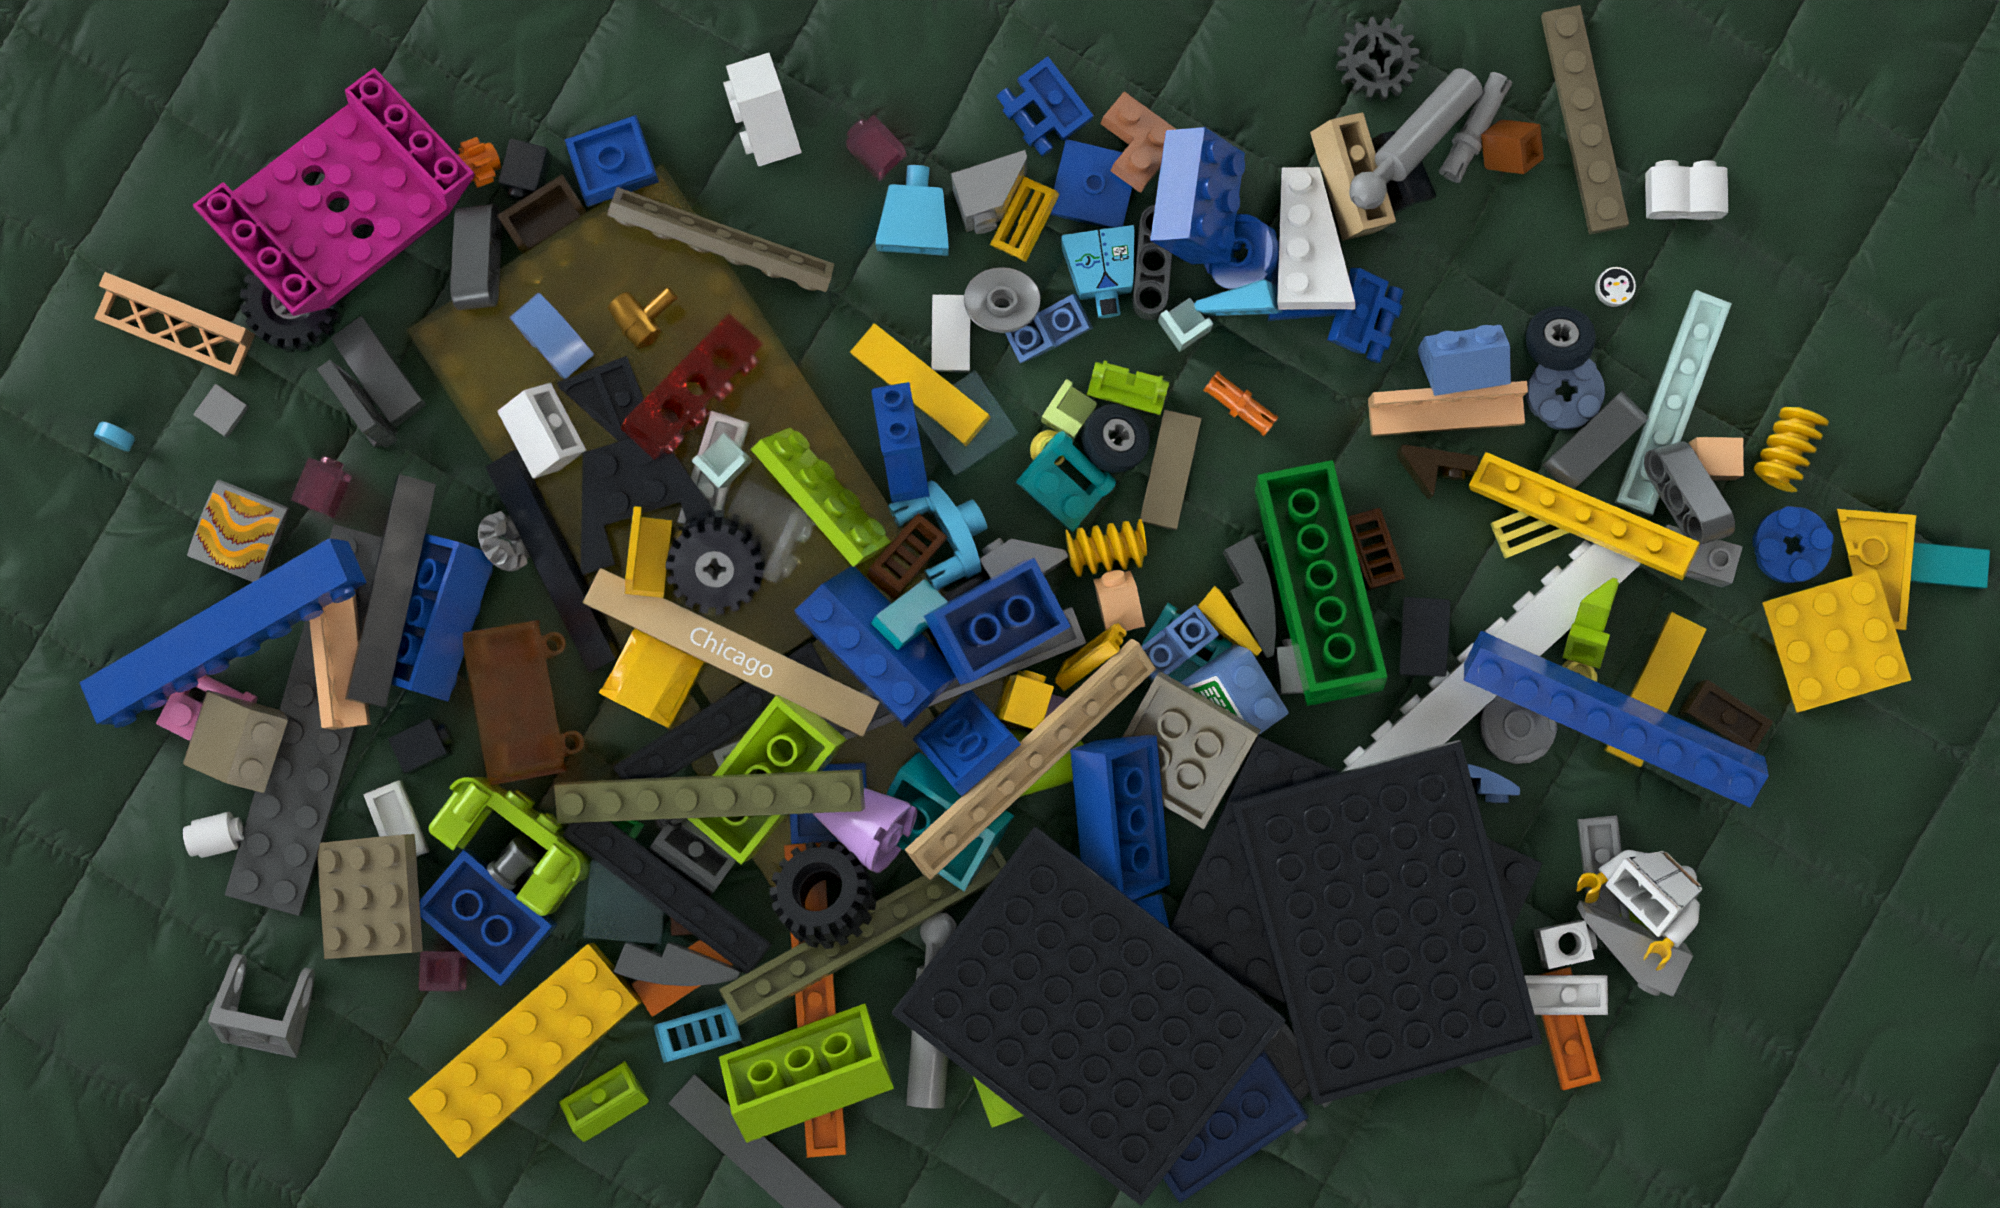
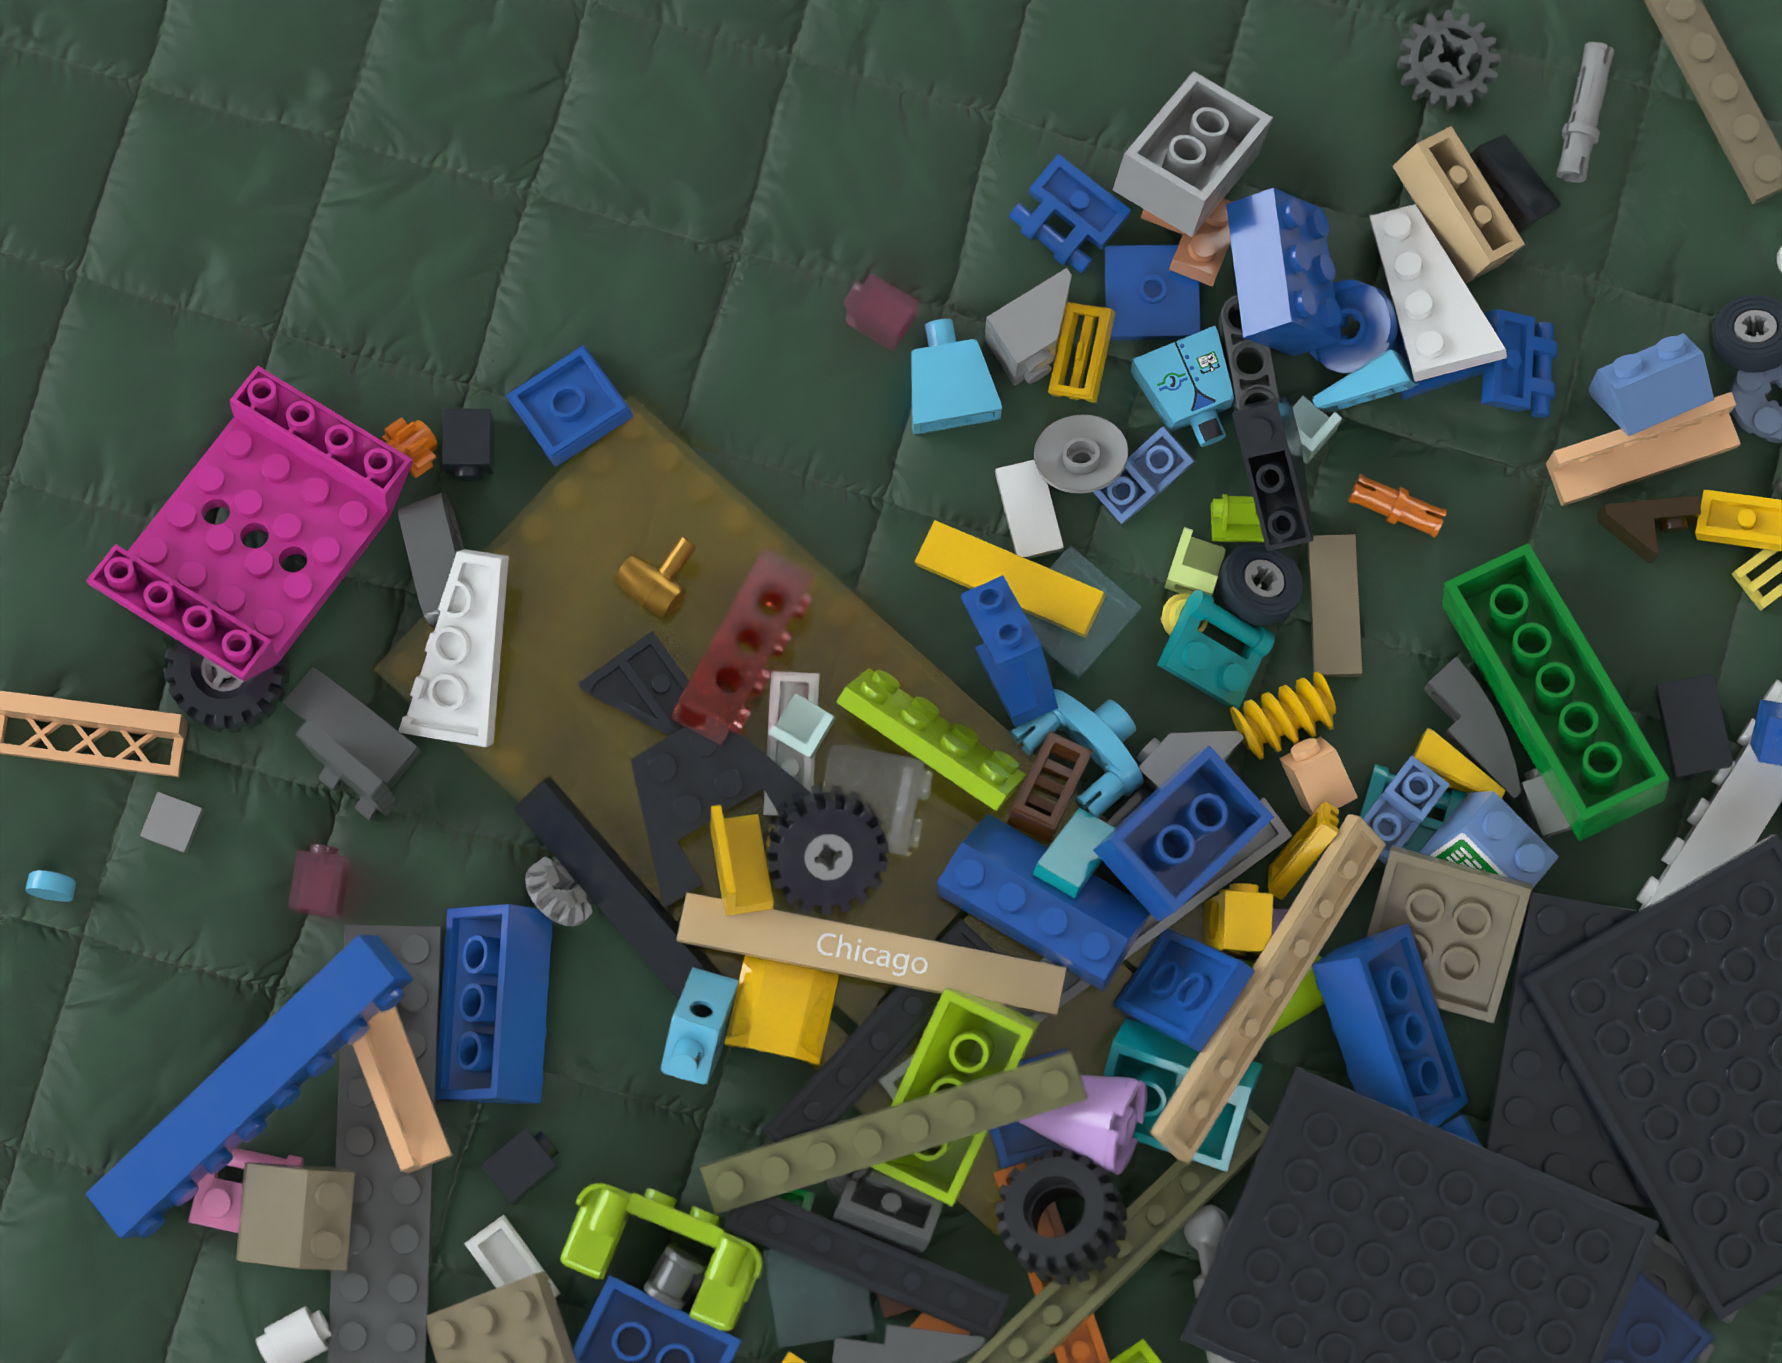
camera: 15 degrees left, 5 degrees down
(238, 531) = (230, 963): slope -> none
(390, 591) = (437, 987): black tile -> none
(469, 351) = (460, 673): none -> white wing
(516, 702) = (619, 1084): clear orange container -> none
(541, 430) = (573, 746): white brick -> none
(542, 214) = (503, 489): dark brown panel -> none
(551, 335) = (557, 629): medium blue slope -> none
(575, 689) = (694, 1041): none -> medium azure torso
(720, 239) = (744, 468): dark tan plate -> none
(760, 104) = (737, 297): white brick -> none
(1148, 352) = (1275, 470): none -> black slope
(1151, 83) = (1192, 154): none -> light grey brick
(1396, 573) = (1636, 657): reddish brown slope -> none
(1416, 137) = (1522, 140): light grey piece -> none
(1512, 146) = (1635, 123): dark orange panel -> none

